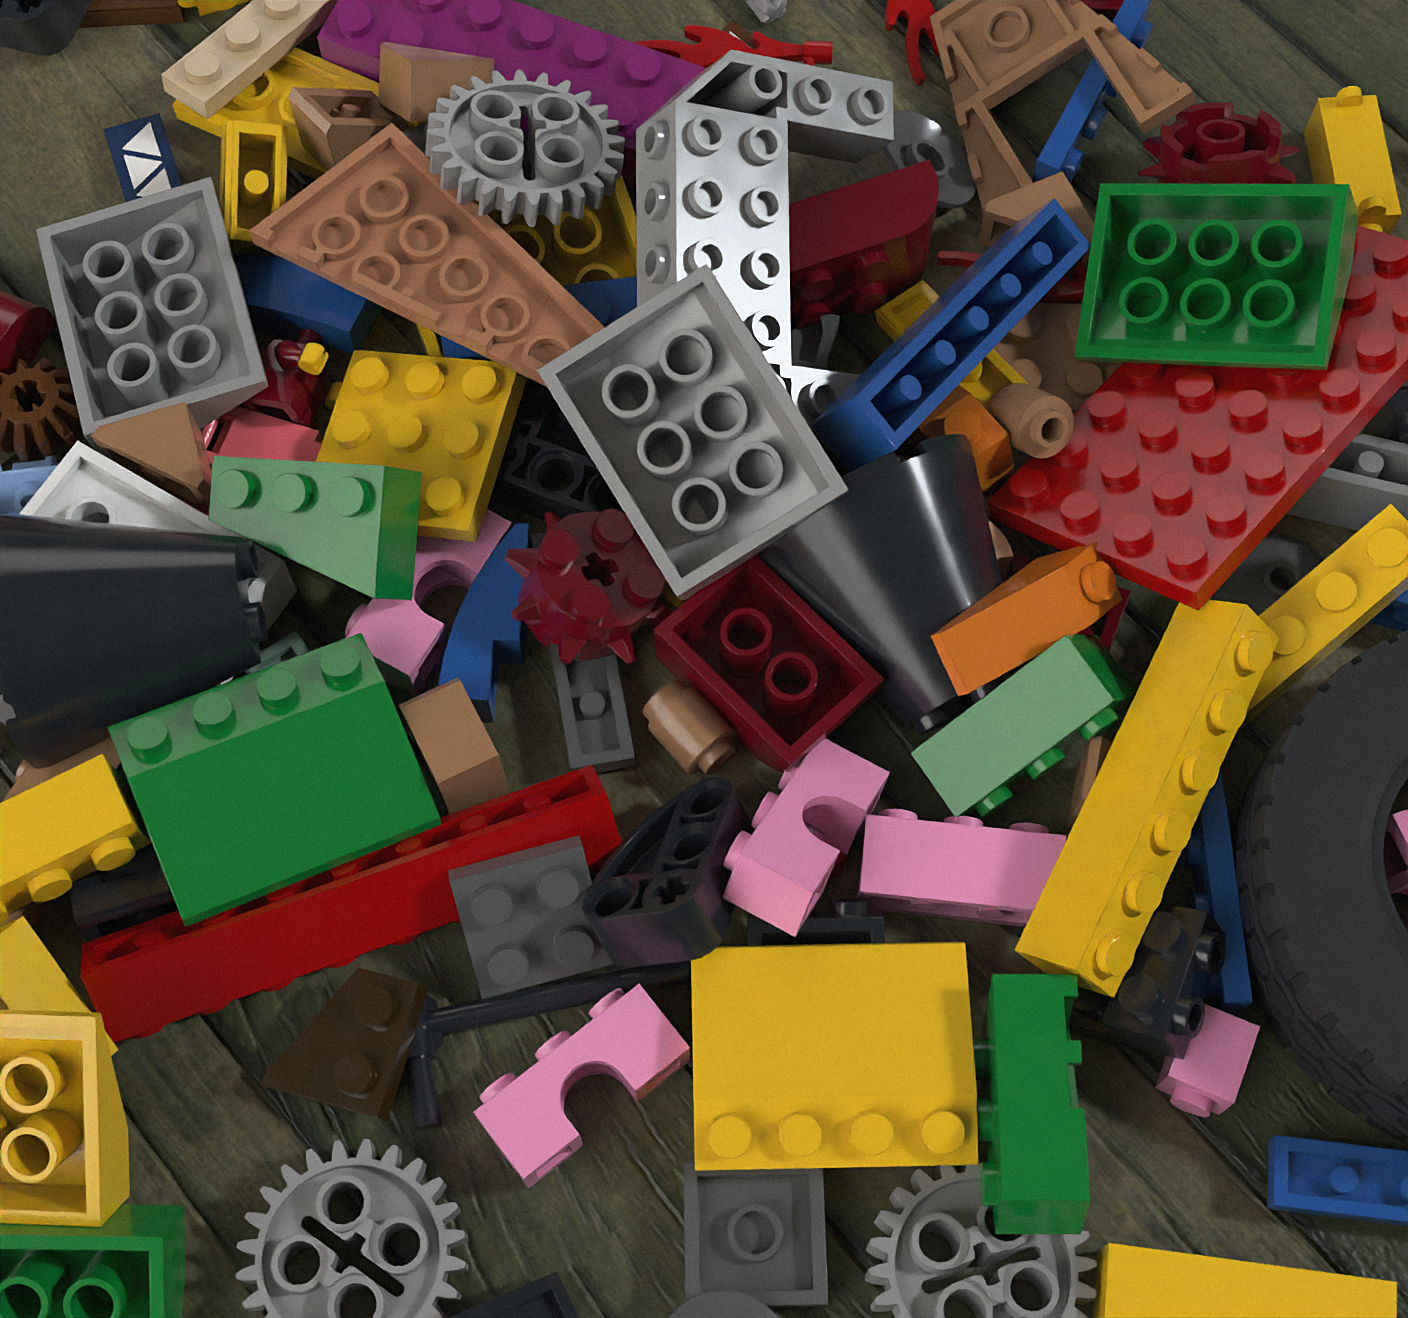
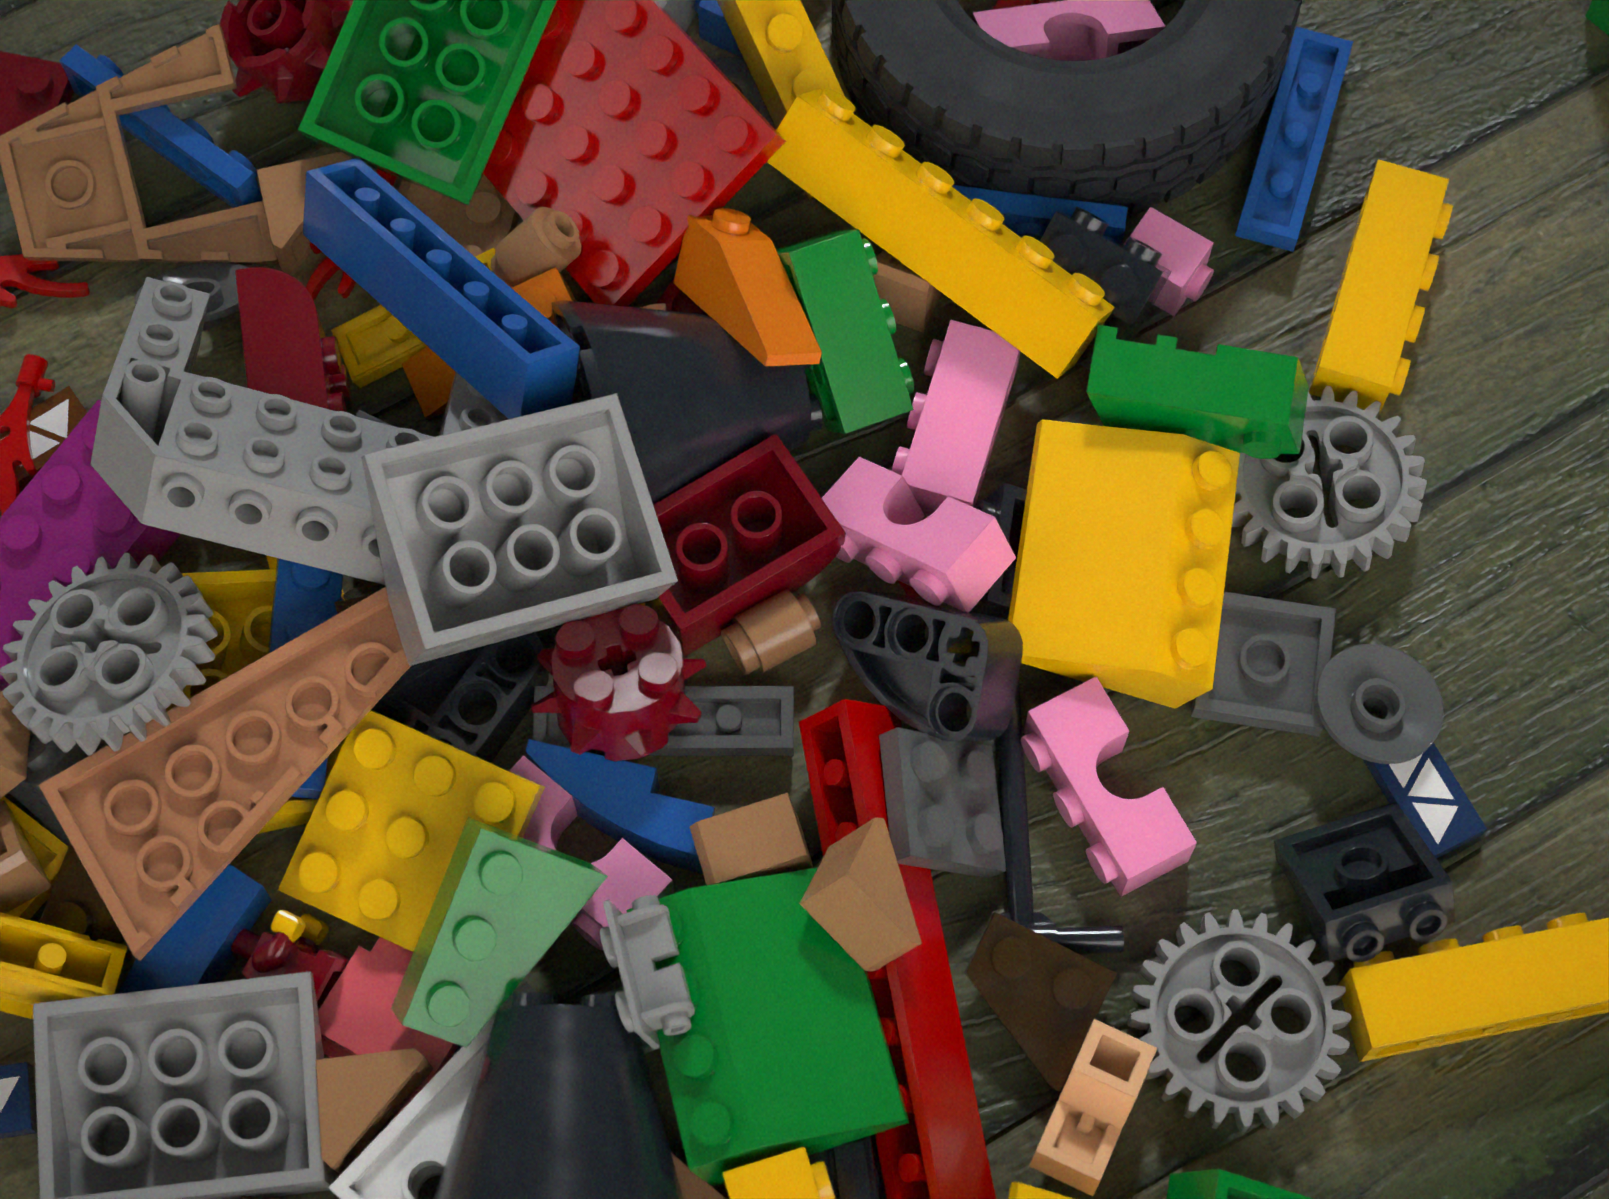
camera: 80 degrees left, 0 degrees up
(231, 1113) = (1093, 1107): none -> light nougat brick
(257, 653) = (650, 996): none -> light grey hinge
(397, 837) = (863, 898): none -> medium nougat slope

